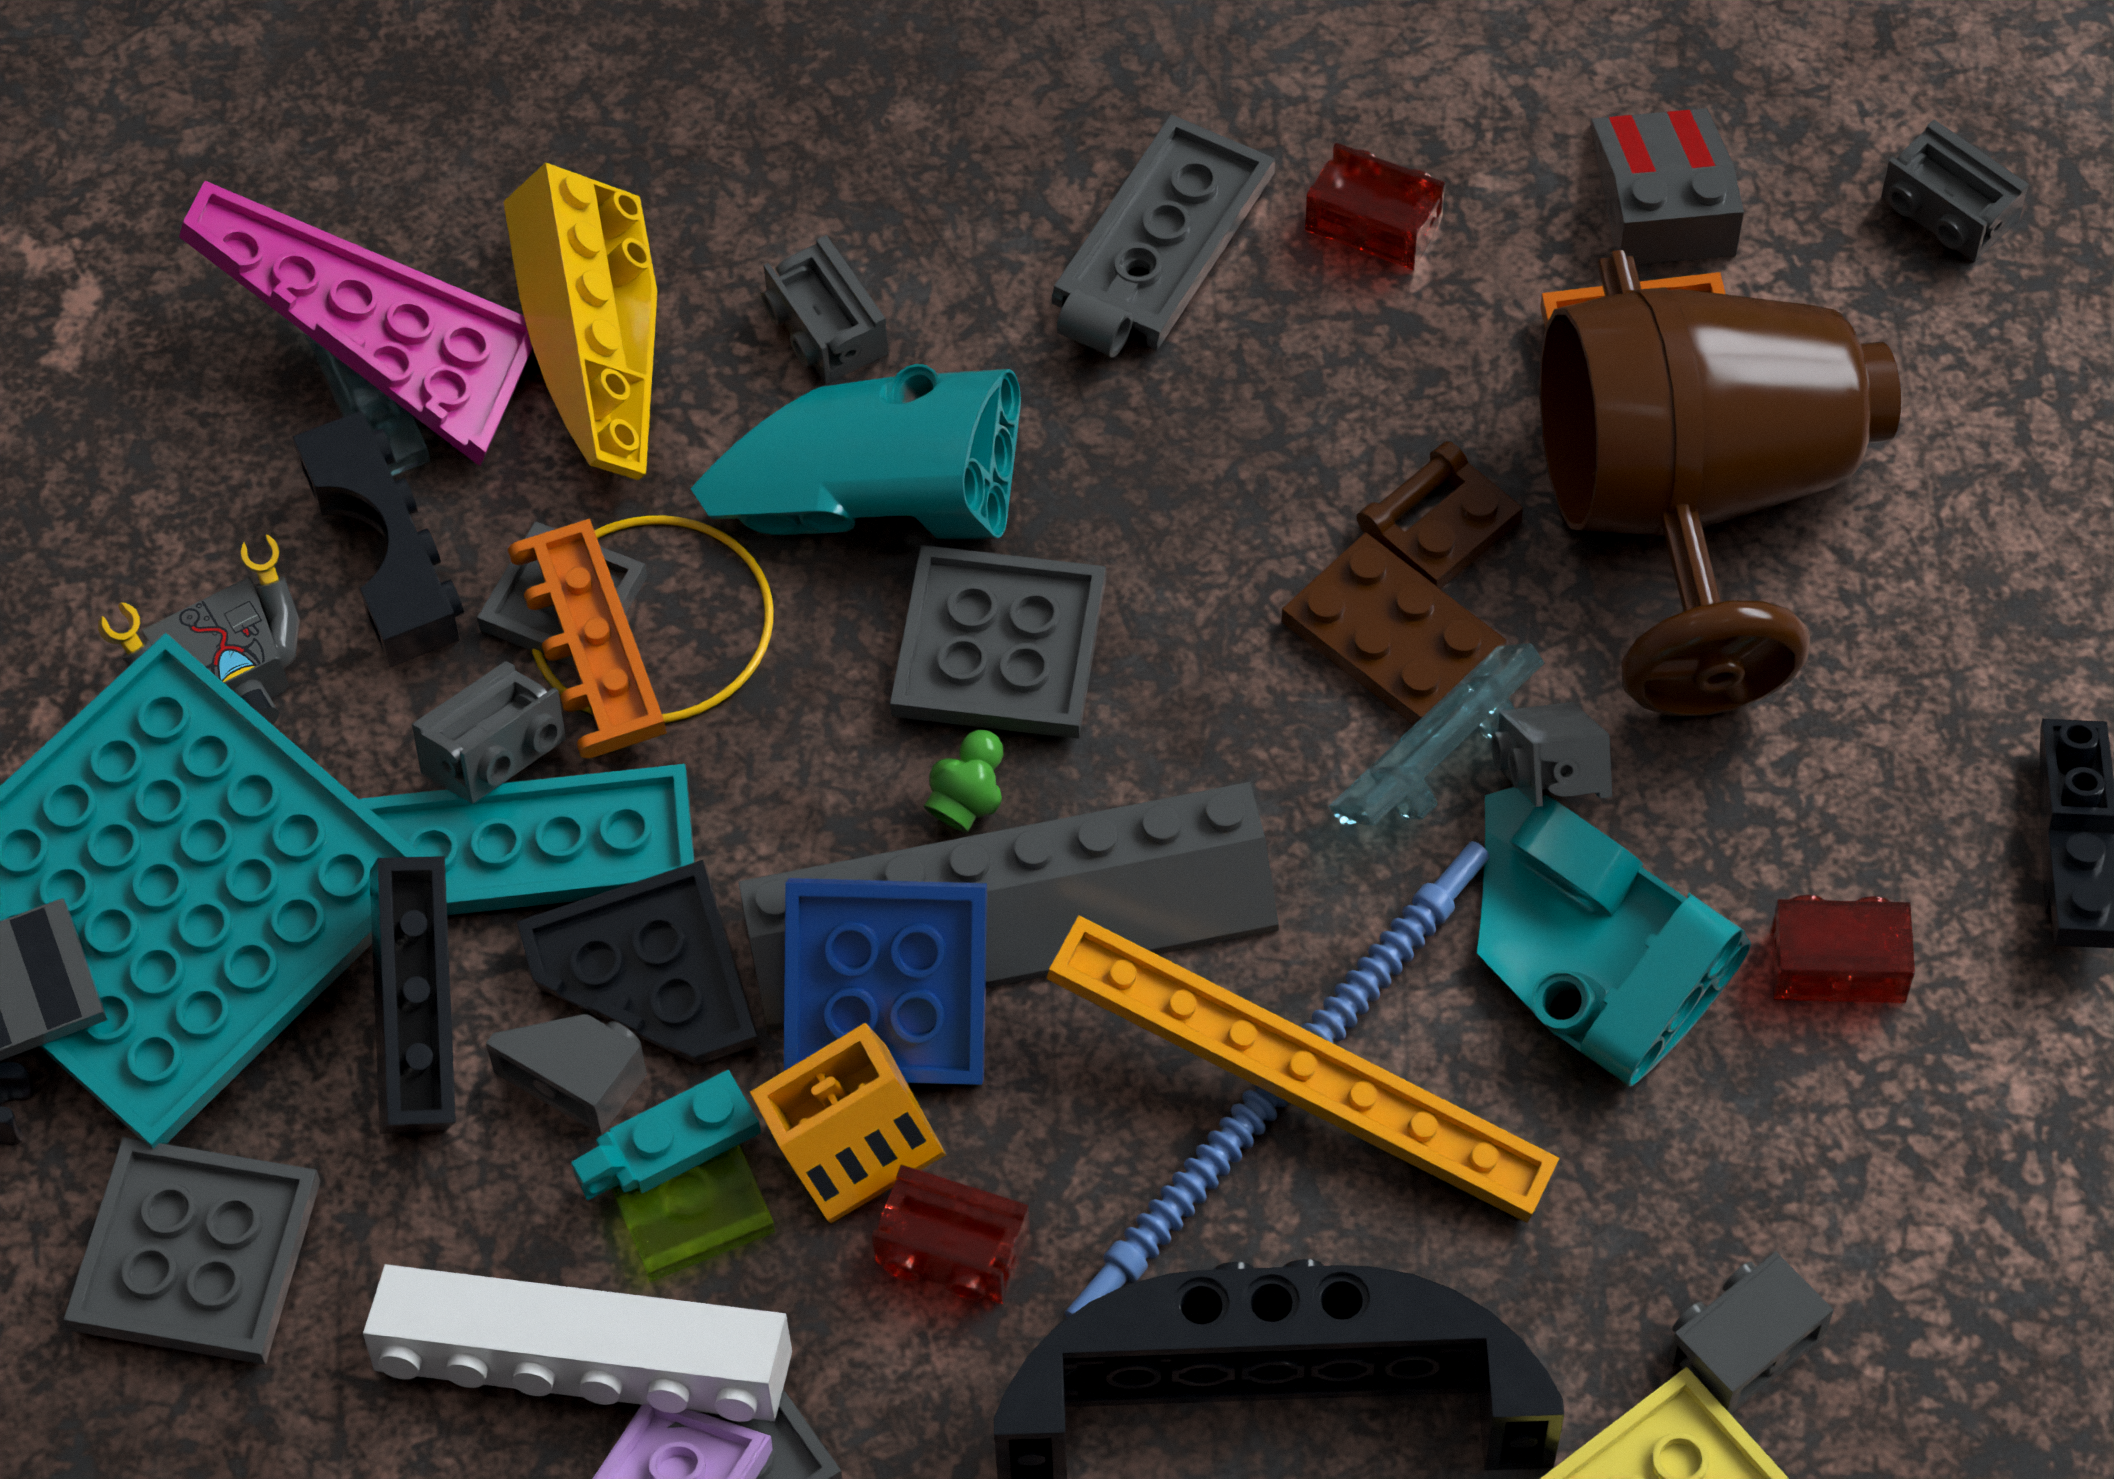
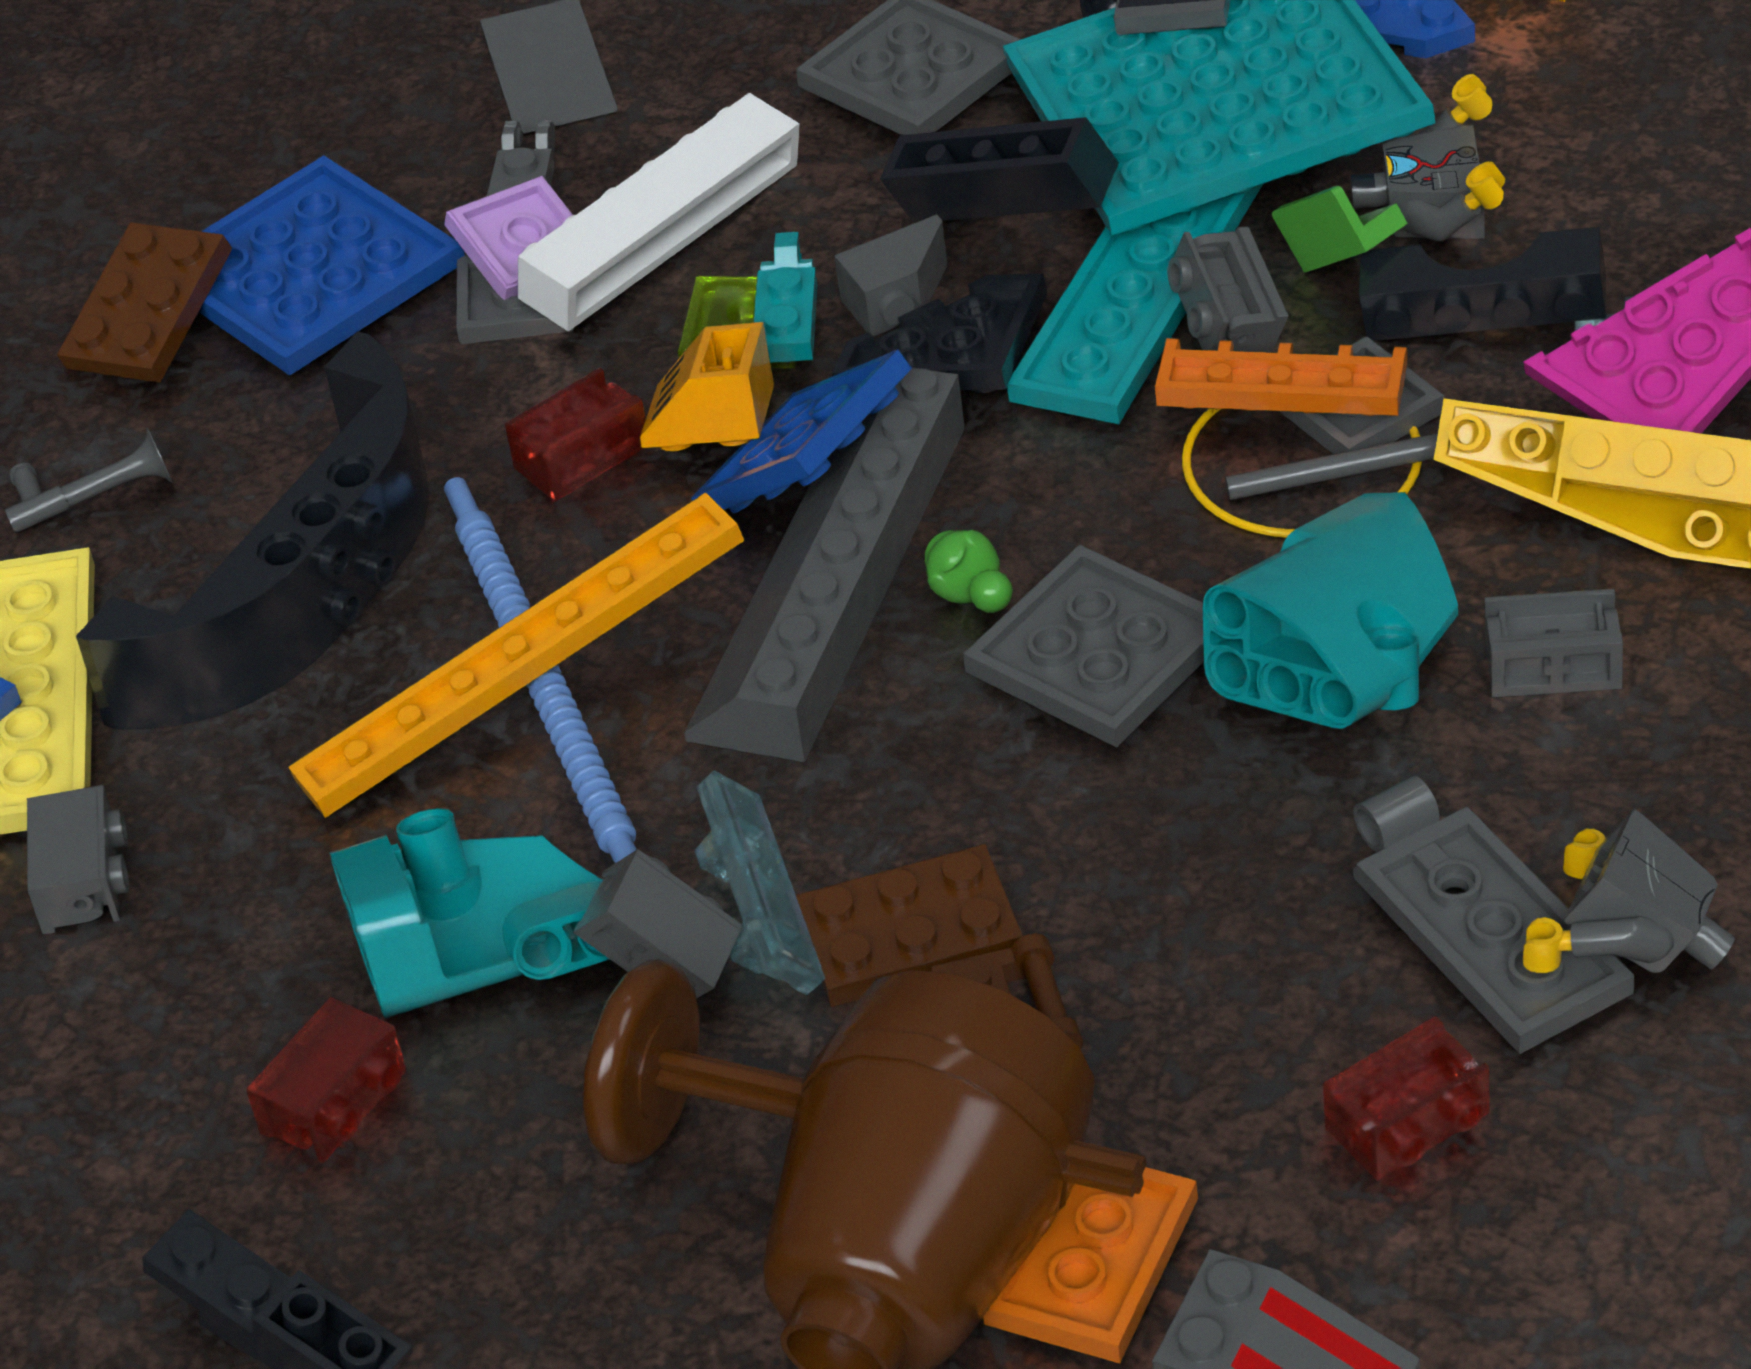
camera: 125 degrees right, 15 degrees down
(355, 672) = (1328, 230): none -> bright green panel
(659, 564) = (1331, 467): none -> dark grey bar
(1104, 123) = (1634, 901): none -> dark grey torso

